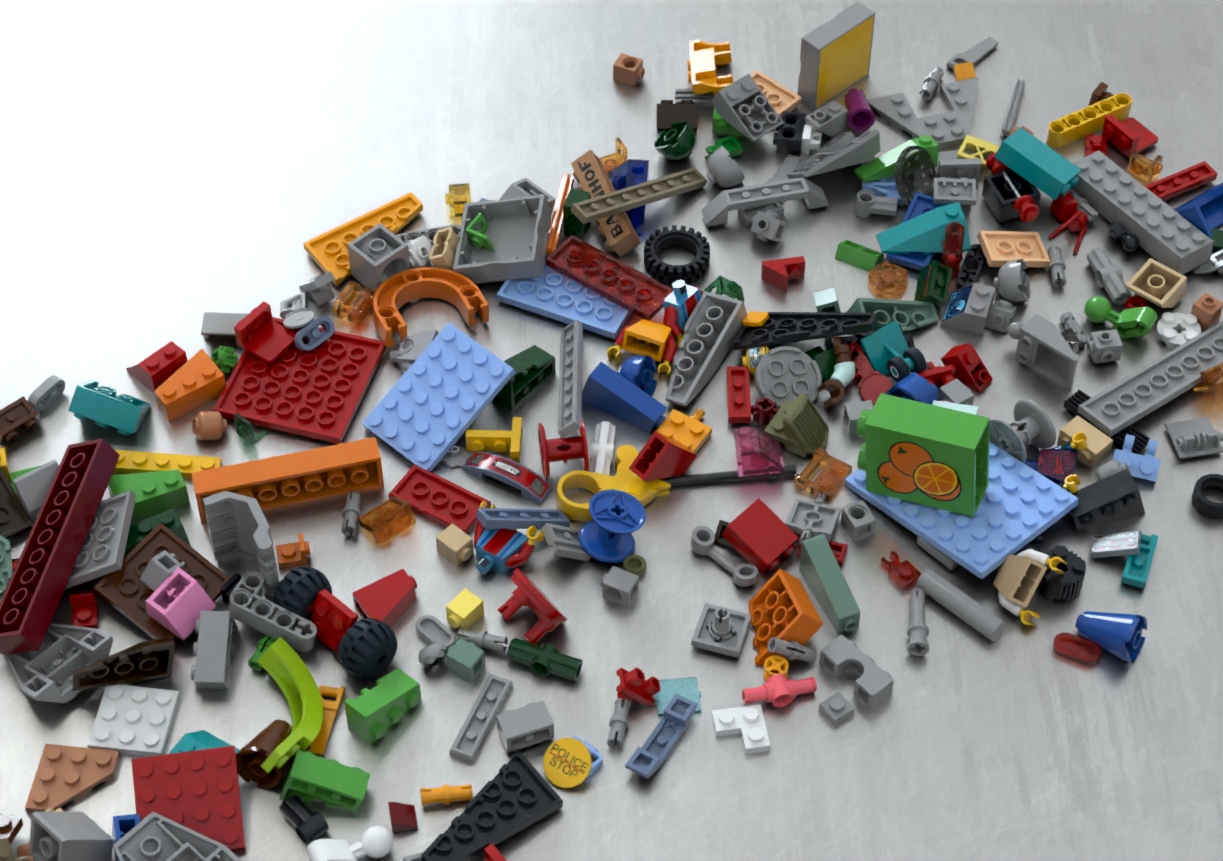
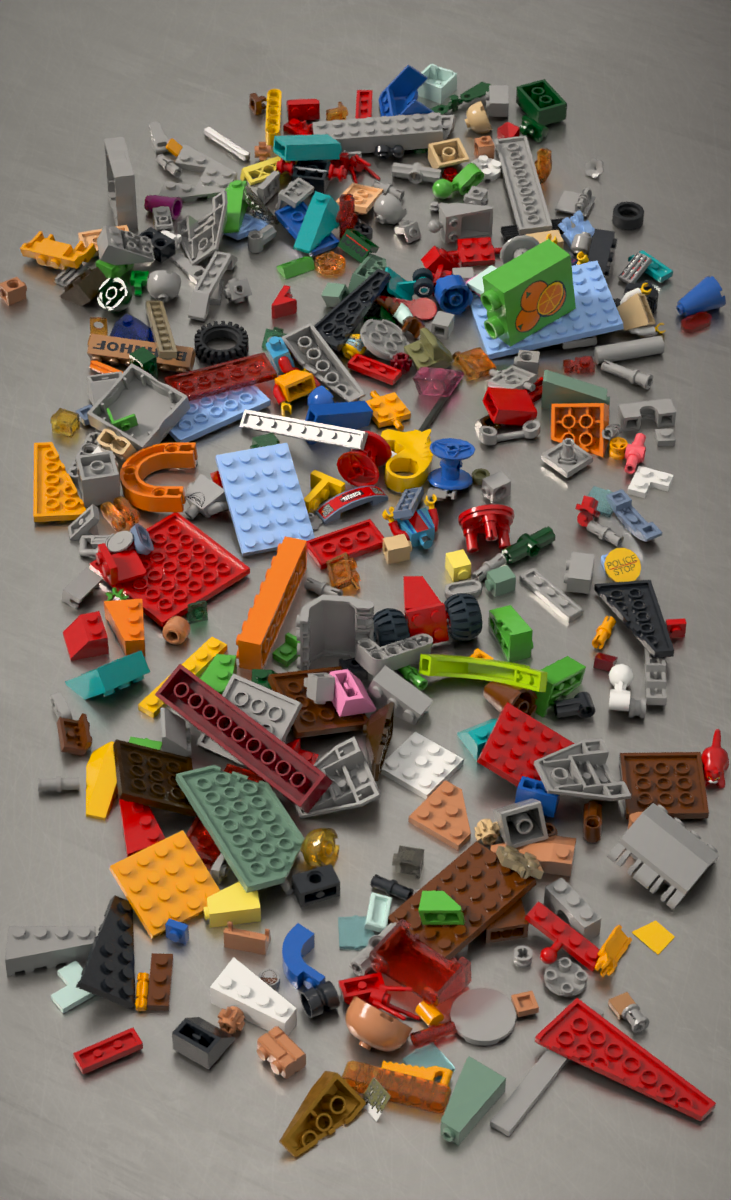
camera: 60 degrees left, 5 degrees down
(431, 652) = (484, 593): light grey plate -> none
(662, 458) = (414, 416): red slope -> none
(755, 318) = (322, 328): light orange piece -> none
(969, 308) = (392, 239): light grey slope -> none
(1018, 384) = (475, 251): none -> red plate

